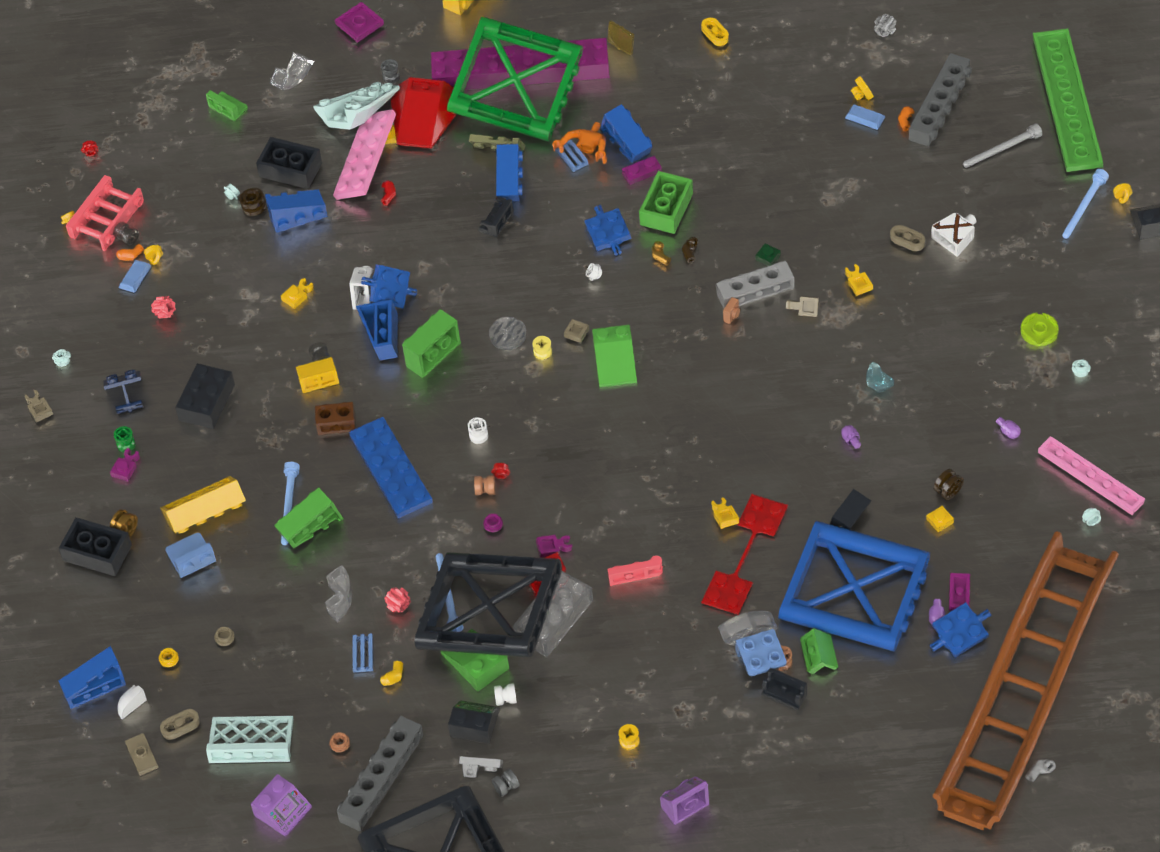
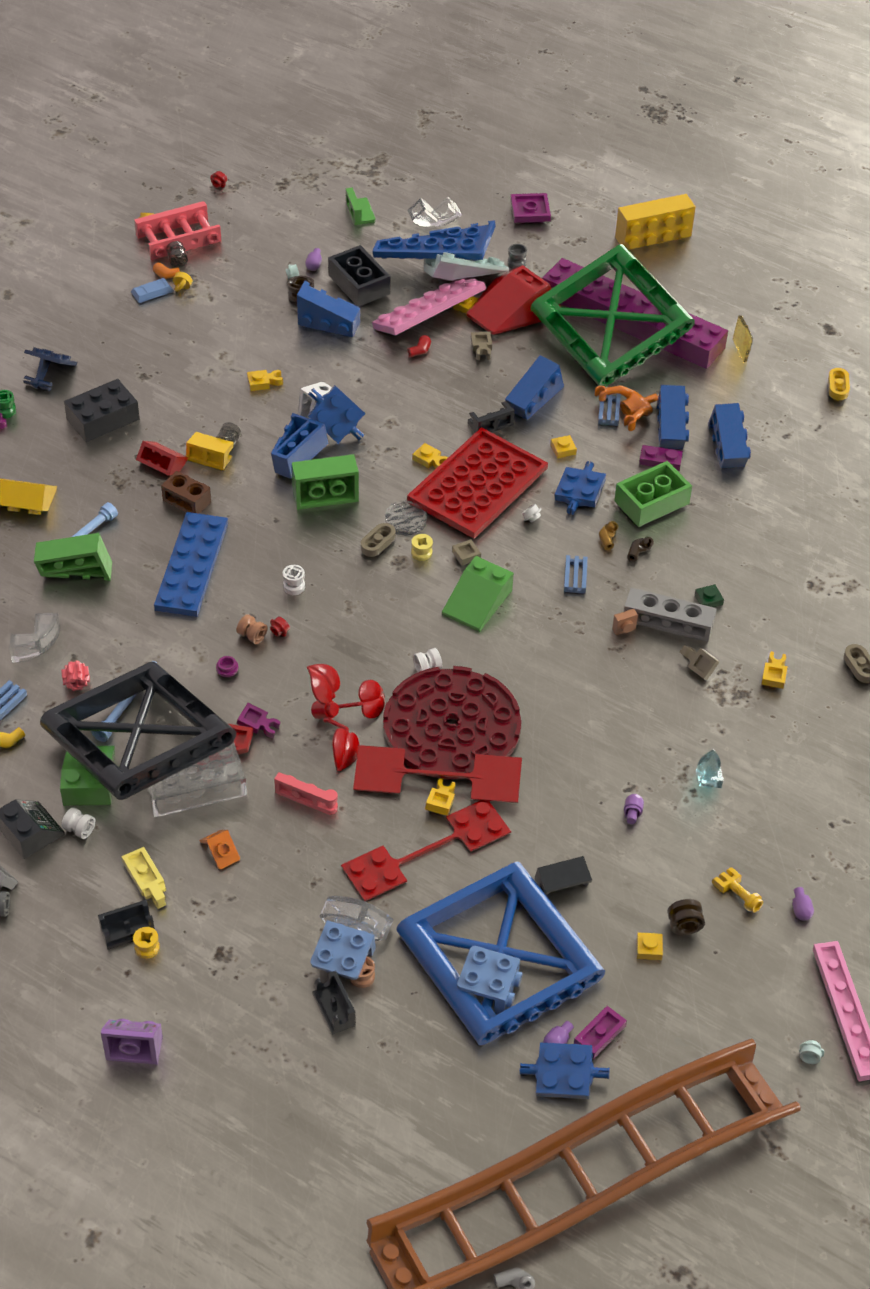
camera: 30 degrees right, 5 degrees down
(61, 361) = (29, 315): light aqua plate -> none
(163, 307) = (149, 322): coral gear -> none
(236, 171) = (314, 260): none -> medium lavender cylinder
(287, 403) = (161, 457): none -> red brick
(332, 98) = (463, 243): none -> blue wing
(432, 160) = (482, 344): none -> dark tan plate
(479, 275) = (428, 456): none -> yellow plate
(480, 141) = (537, 350): olive wing -> none
(506, 363) = (375, 541): none -> dark tan plate
(533, 272) = (477, 482): none -> red plate
(566, 205) = (563, 446): none -> yellow plate
(585, 696) = (145, 876): none -> light yellow hinge
(595, 504) = (324, 684): none -> red plant
(604, 735) = (120, 924): none -> black hinge
(613, 642) = (221, 848): none -> orange bracket
(625, 429) = (427, 660): none -> white wheel
(657, 287) = (576, 562): none -> medium blue tile
(670, 521) = (492, 777): none -> red hinge
(678, 122) = (729, 435): none -> blue wedge
(698, 479) = (424, 702): none -> dark red plate
(818, 651) = (405, 990): bright green panel -> none
(866, 604) = (491, 976): none -> medium blue bracket
(950, 443) = (731, 881): none -> yellow hinge

